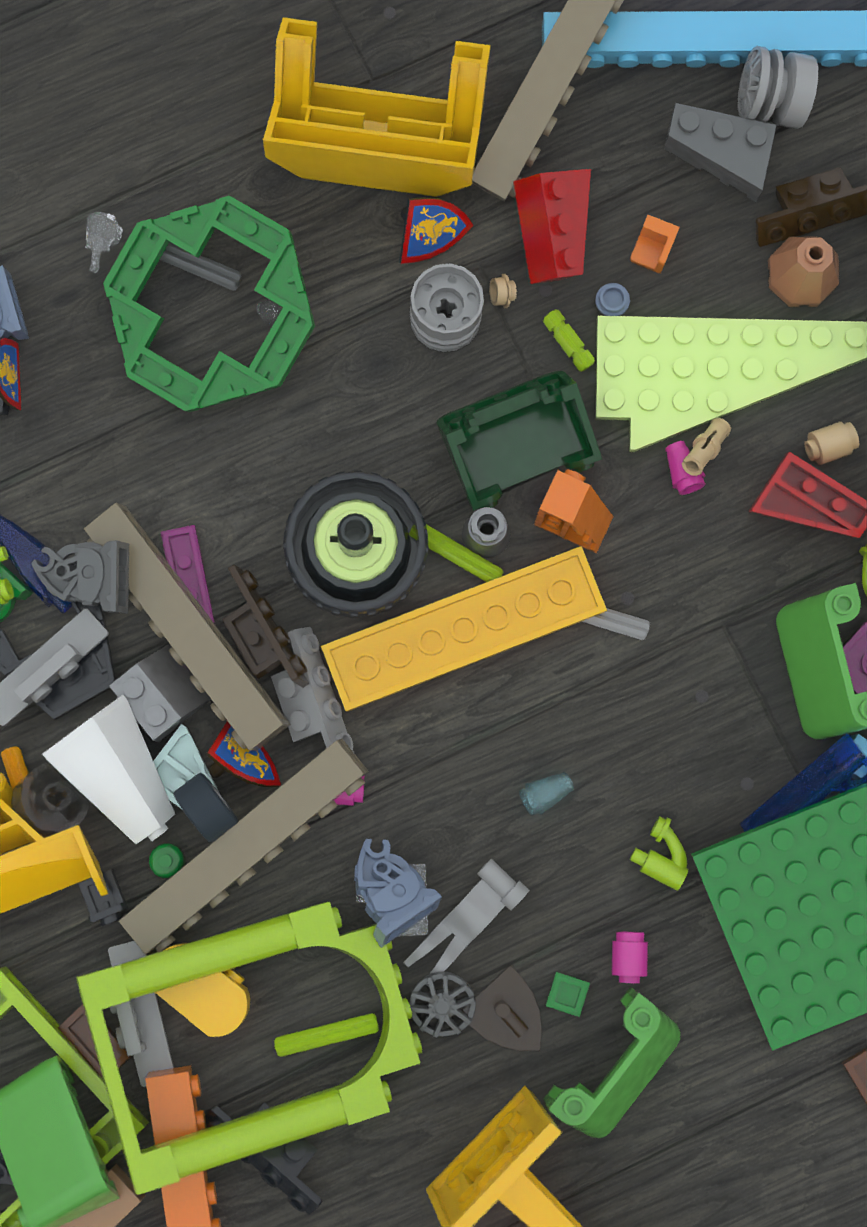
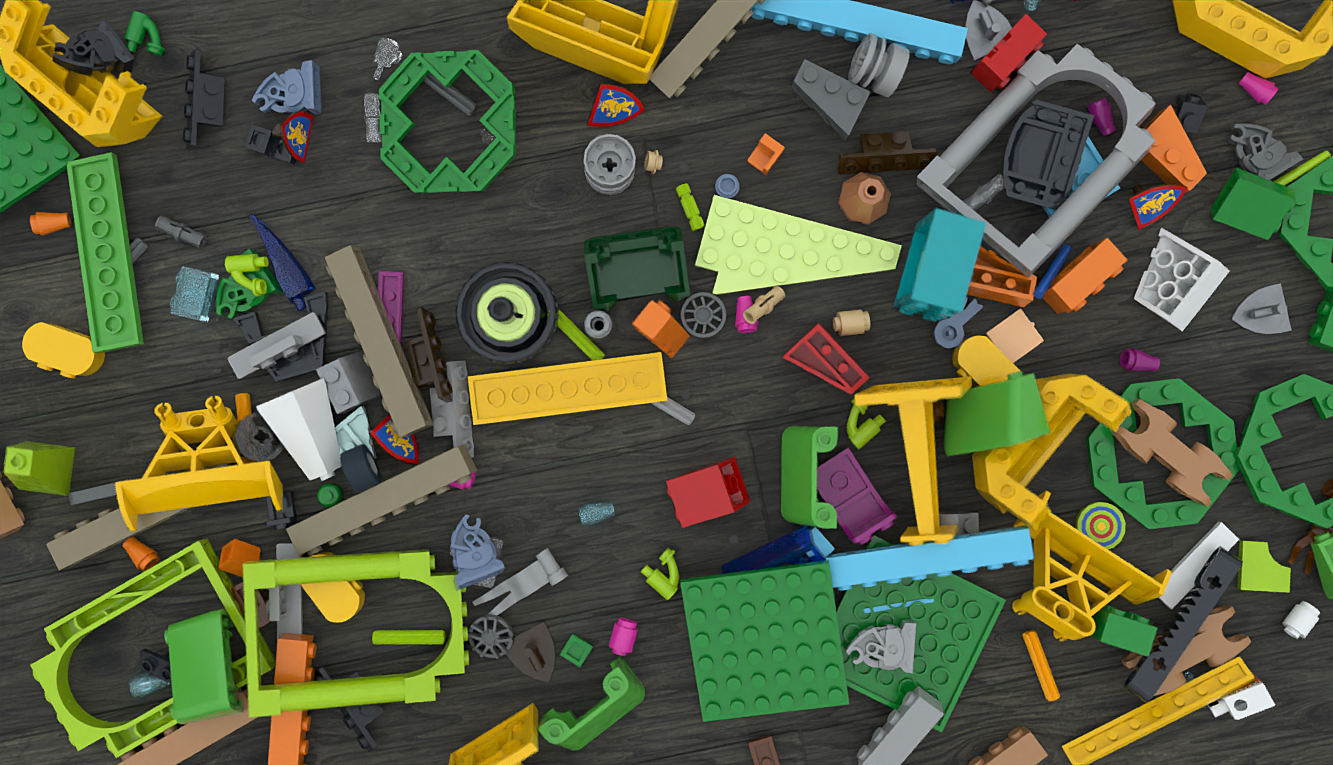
camera: 20 degrees right, 5 degrees up
(56, 981) = (235, 554): none -> orange panel
(91, 576) = (322, 292): dark grey piece -> none
(102, 325) = (372, 118): none -> clear axle
(554, 223) = (699, 123): red wedge -> none
(625, 482) = (703, 314): none -> dark grey wheel
(695, 725) = (708, 492): none -> red slope

